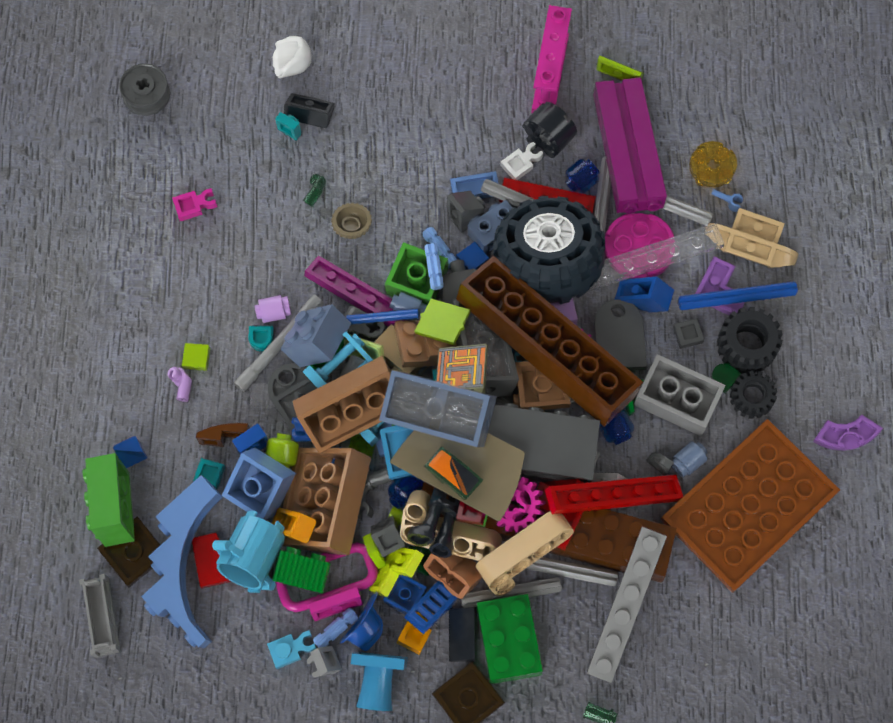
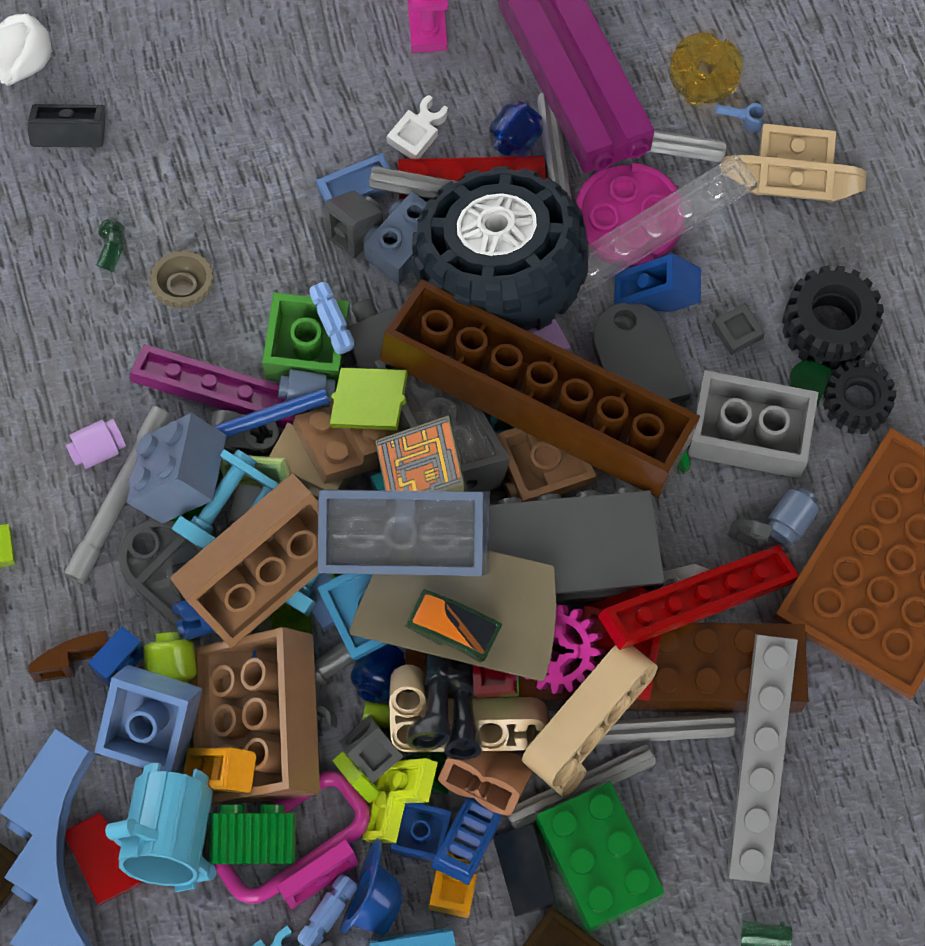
camera: 20 degrees left, 0 degrees up
(210, 470) = (64, 717): teal tile -> none
(260, 337) = (87, 492): teal tile -> none
(288, 125) = (42, 155): teal plate -> none
(430, 236) = (309, 274): light blue axle -> none
(472, 256) = (383, 290): blue tile -> none
(549, 129) = (449, 69): black brick -> none
(618, 429) = (677, 498): clear blue head -> none
(716, 280) = (759, 258): medium lavender tile -> none
(737, 295) = (796, 255): blue axle -> none

